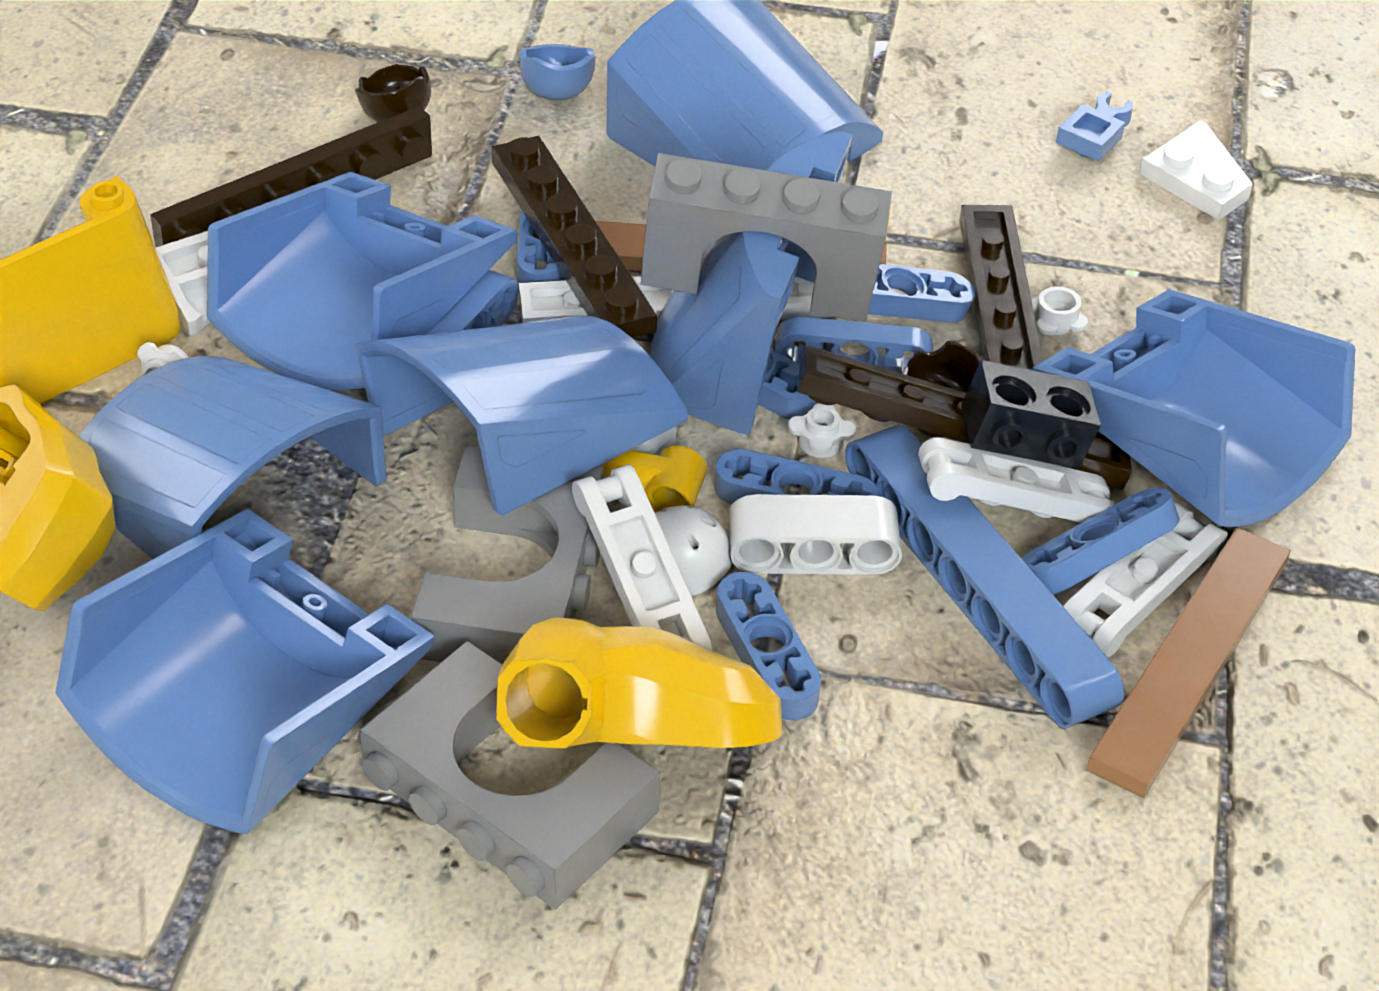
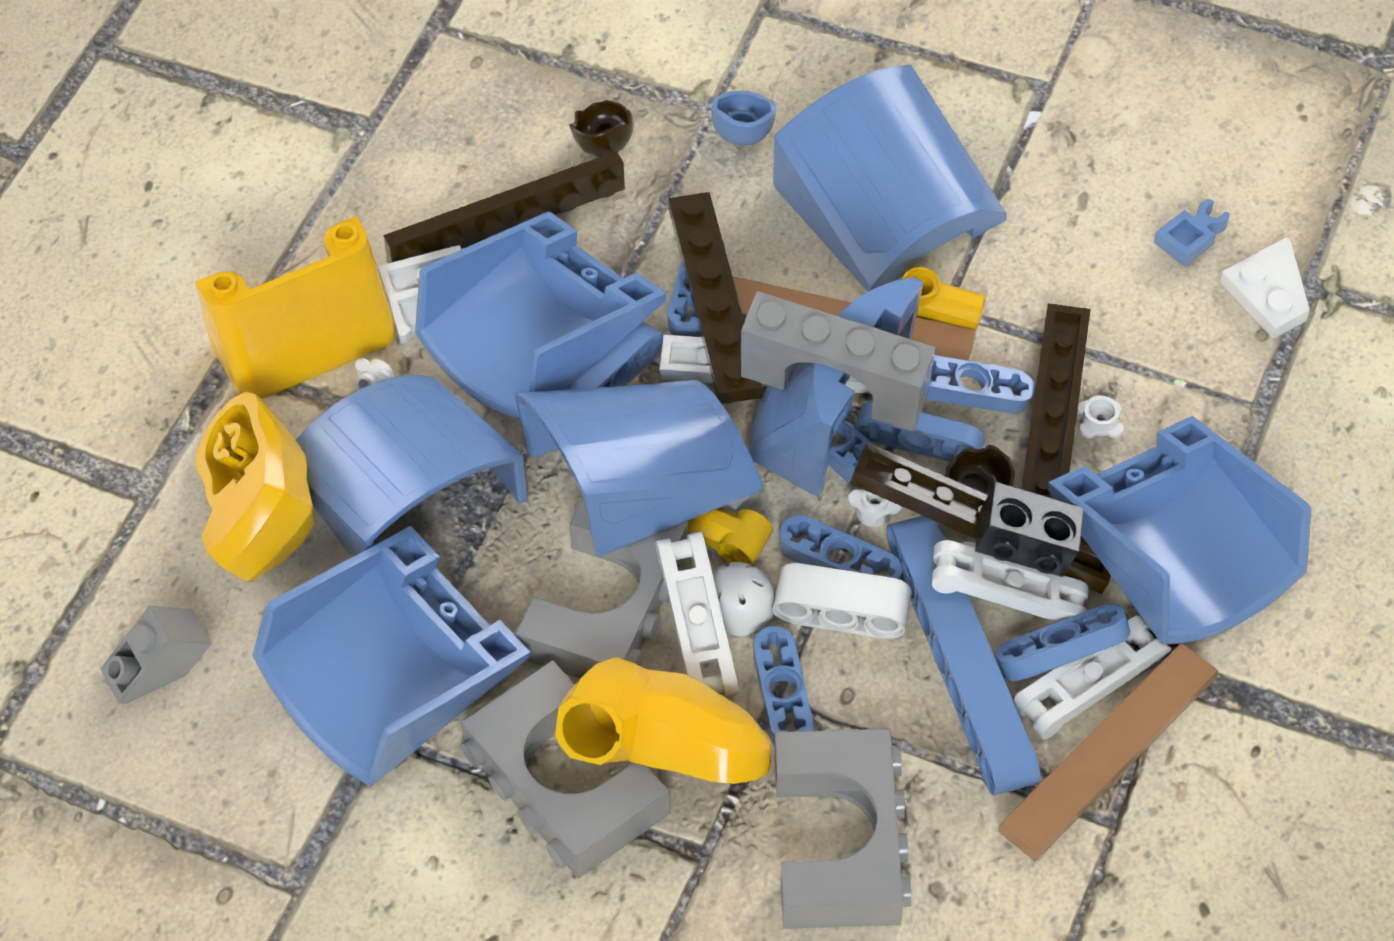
camera: 15 degrees right, 10 degrees up
(898, 719) = (868, 884): none -> light grey arch

